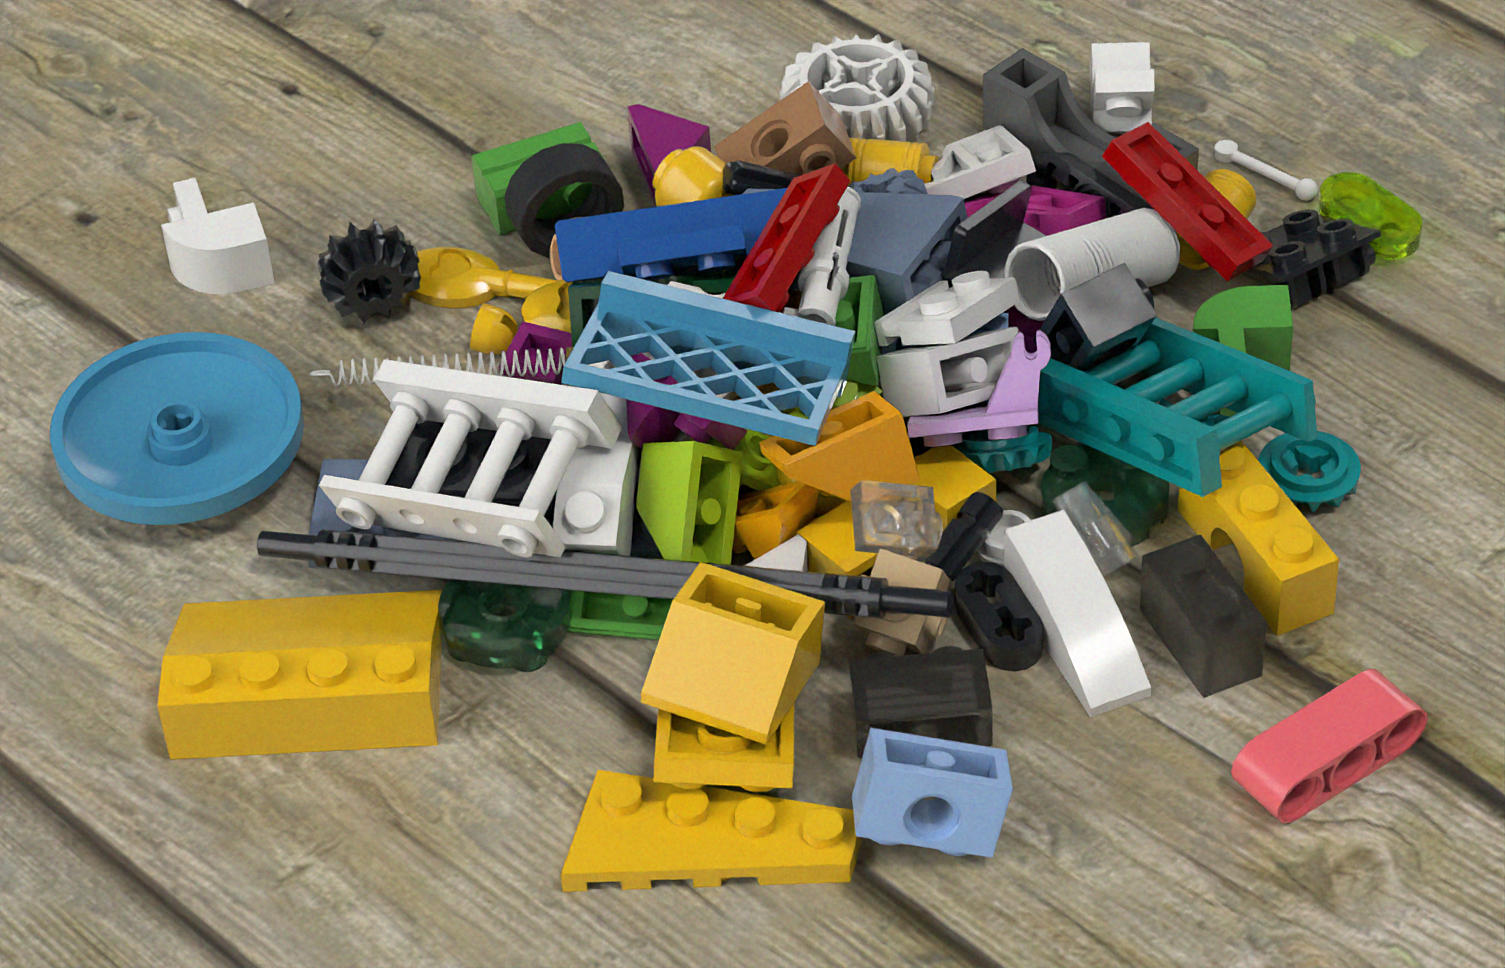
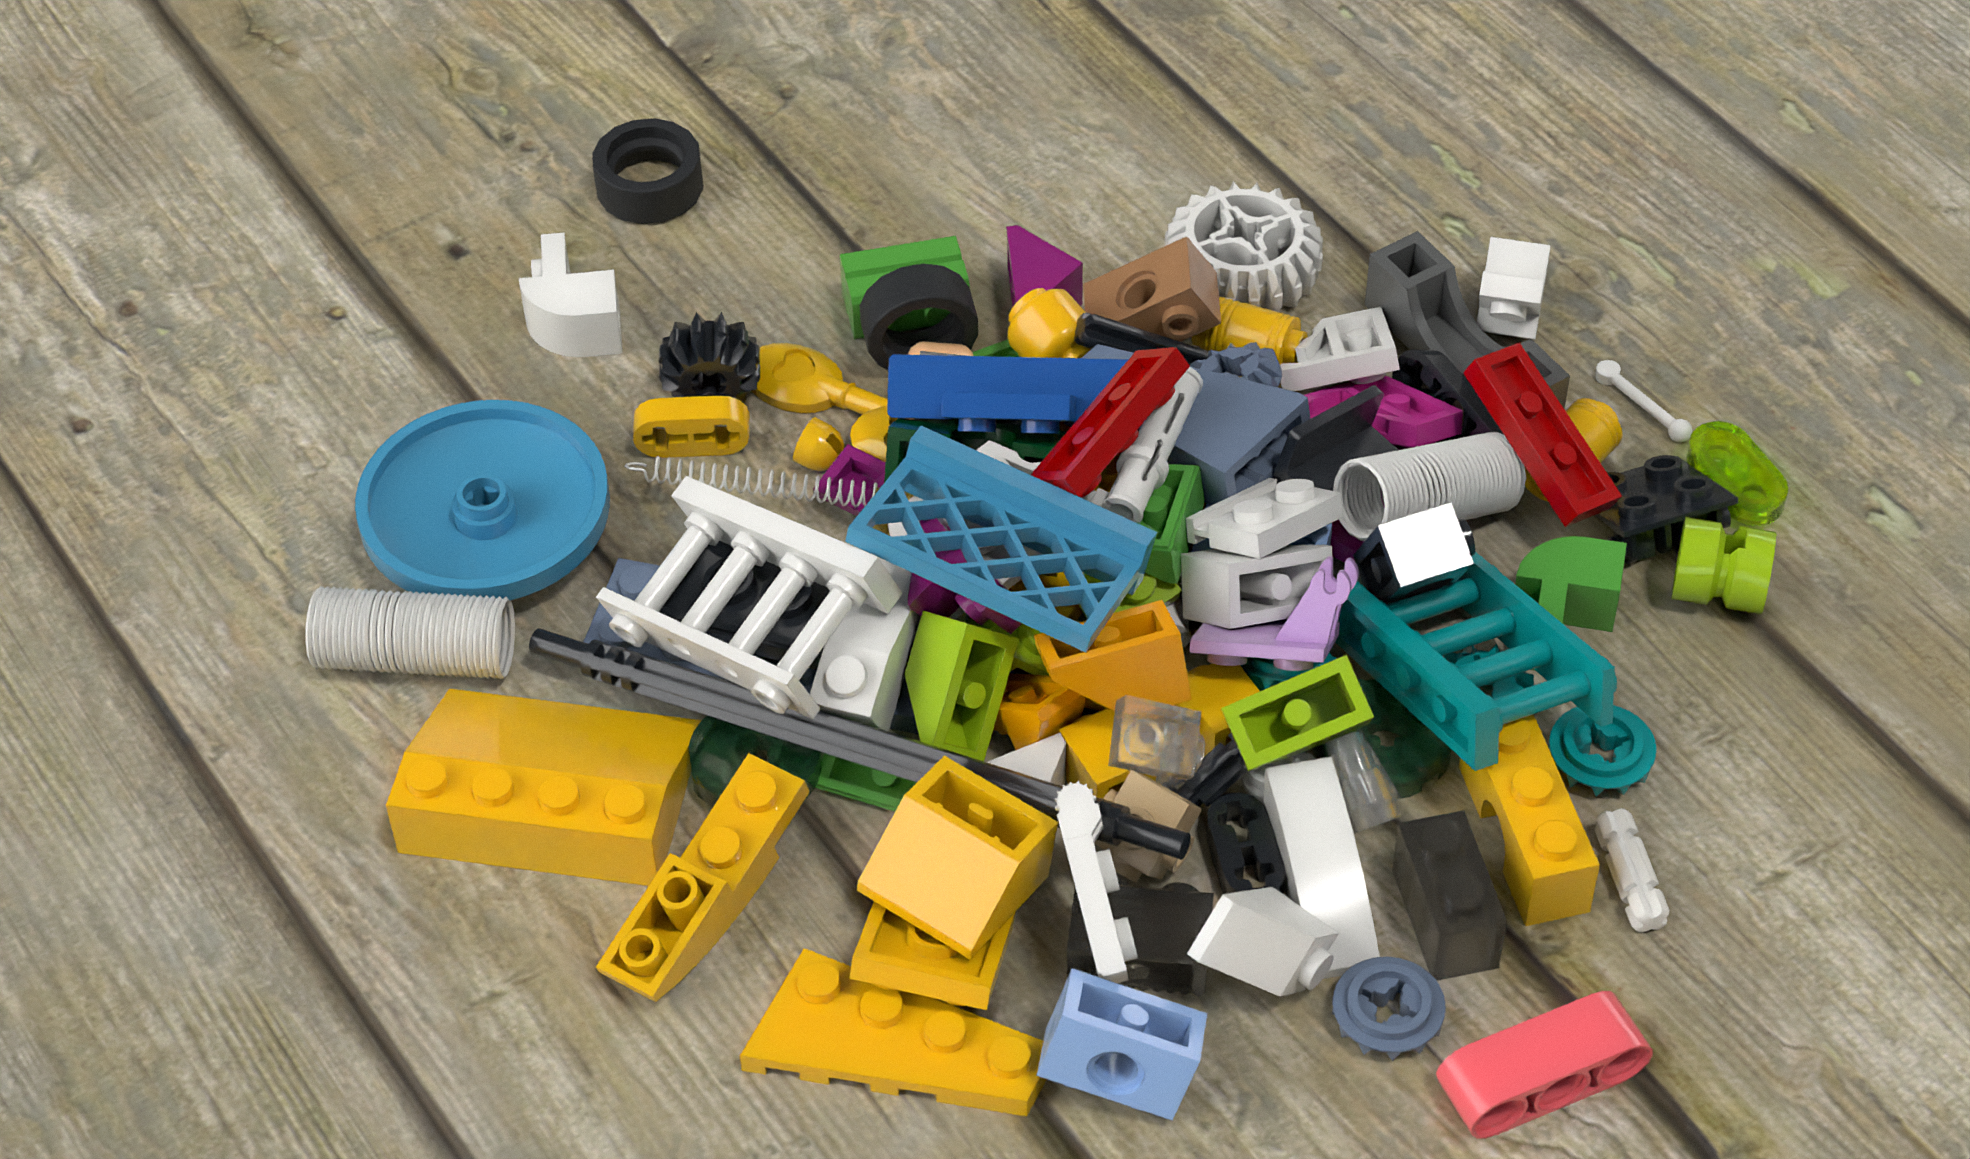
camera: 10 degrees right, 5 degrees up
(142, 552) = (428, 632): none -> white piece
(265, 141) = (647, 200): none -> black tyre
(363, 332) = (691, 426): none -> yellow beam
(490, 727) = (709, 885): none -> yellow slope
(871, 647) = (1093, 879): none -> white hinge
(1026, 473) = (1298, 714): none -> lime slope
(1044, 680) = (1265, 942): none -> white slope
(1149, 708) = (1373, 985): none -> sand blue gear
(1365, 569) = (1631, 870): none -> white axle
(1381, 292) = (1724, 565): none -> lime wheel

